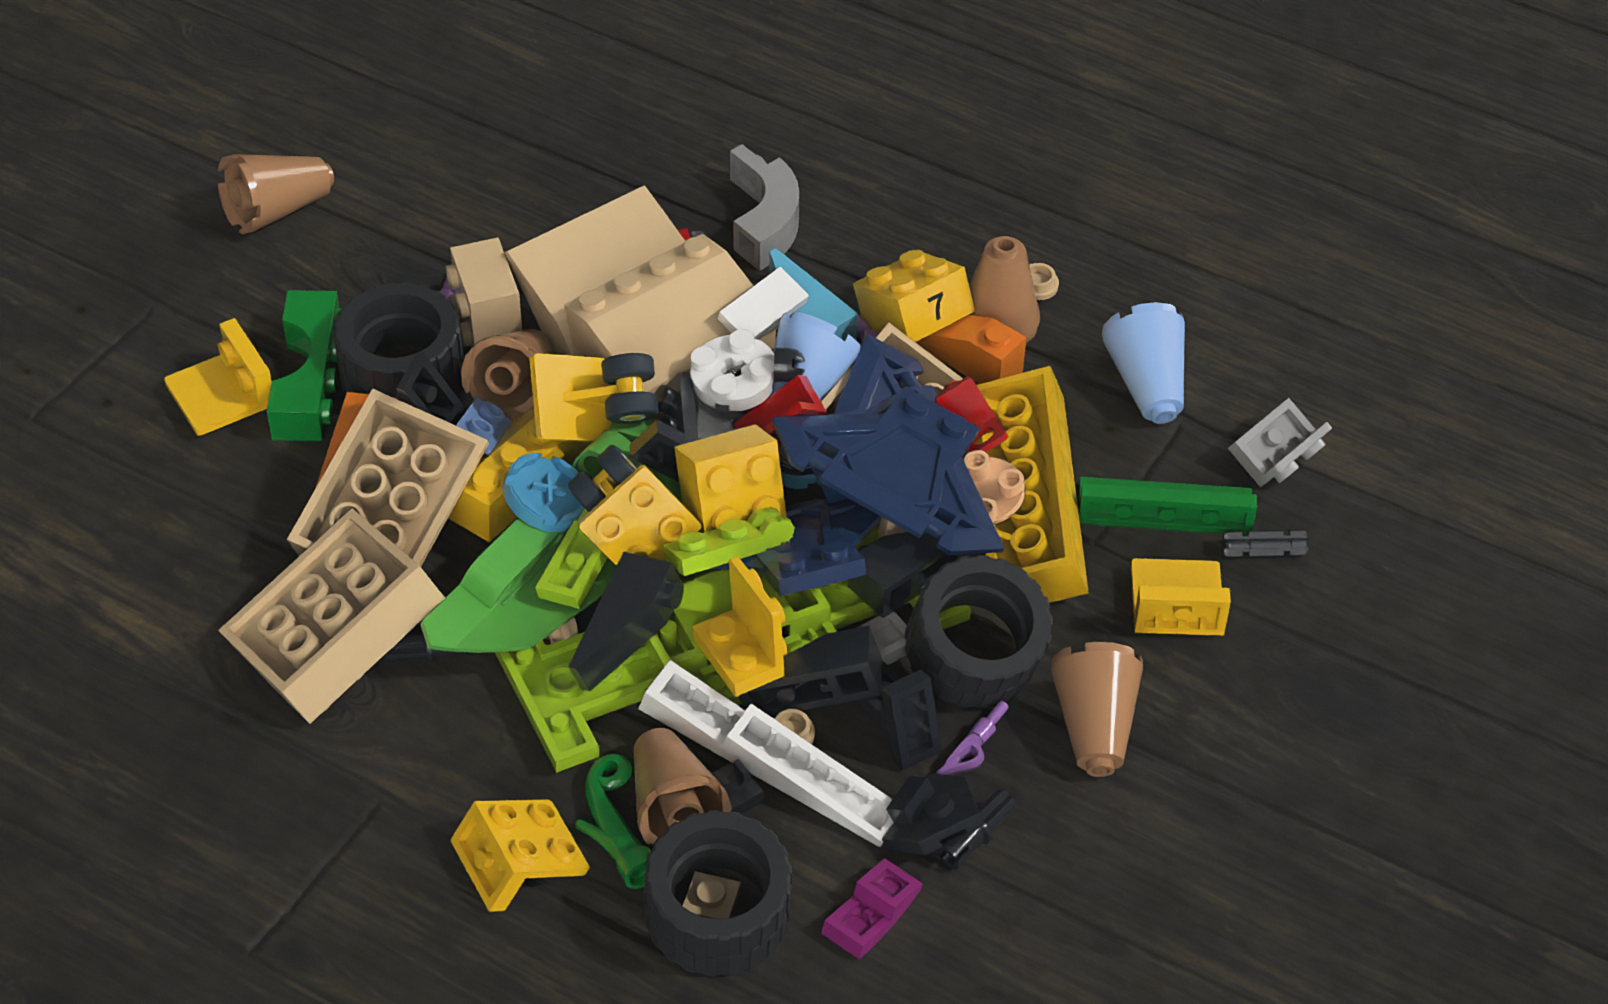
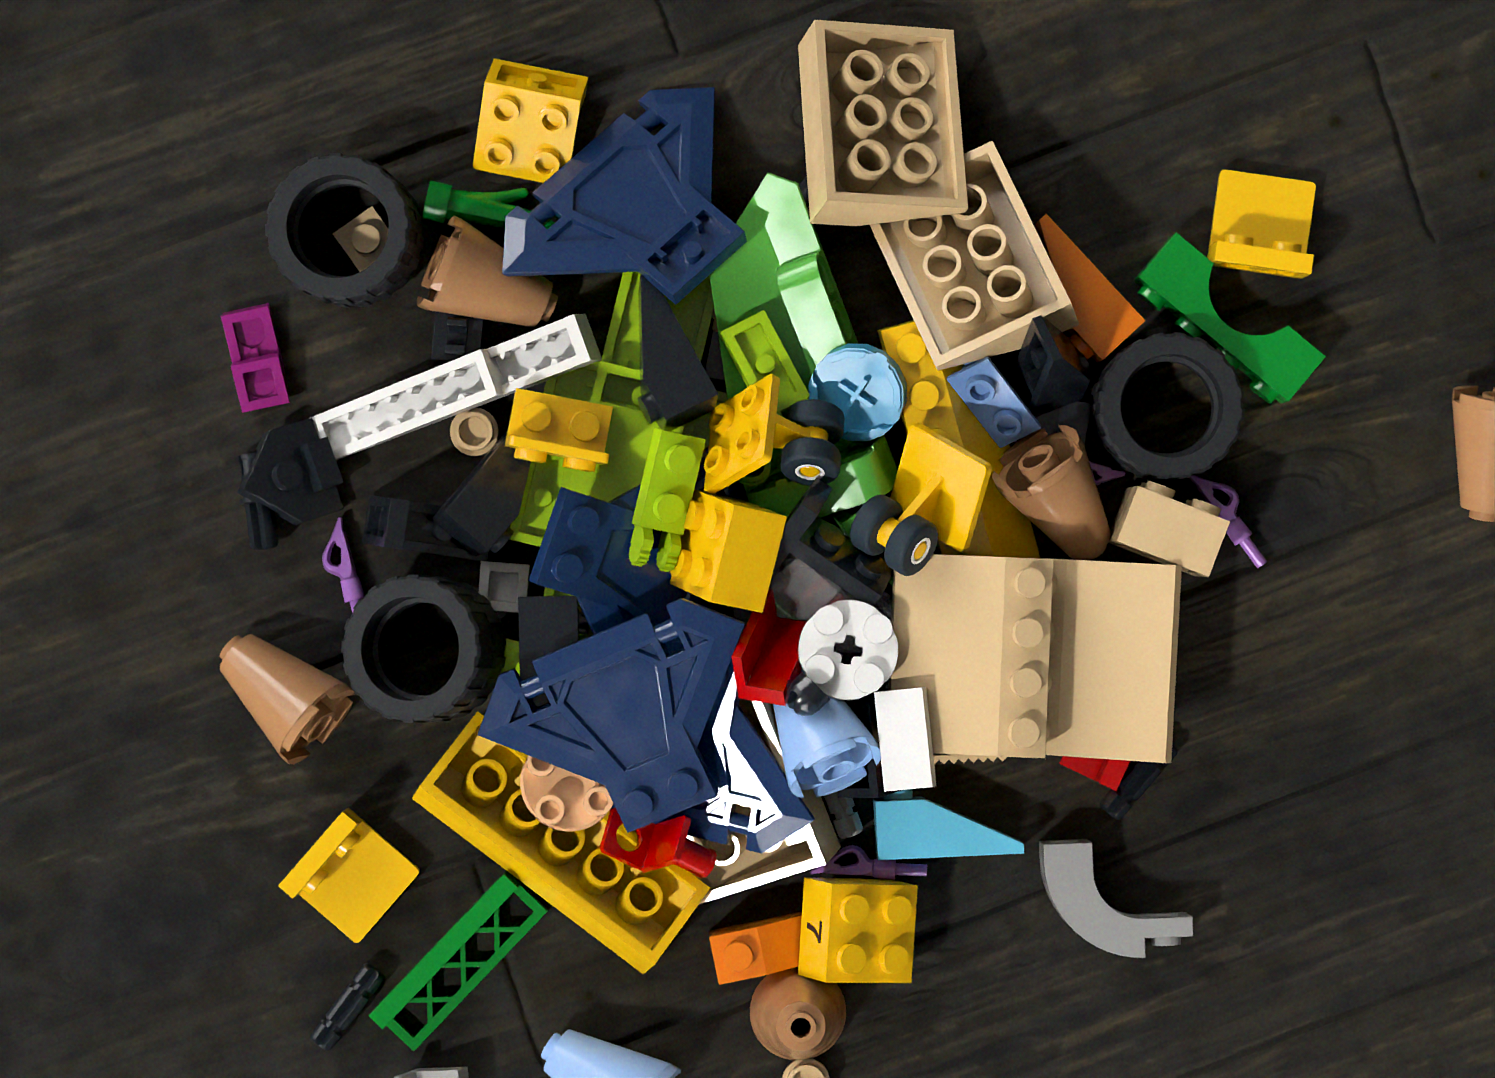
camera: 130 degrees right, 40 degrees up
(525, 724) = (632, 202): none -> dark blue plate

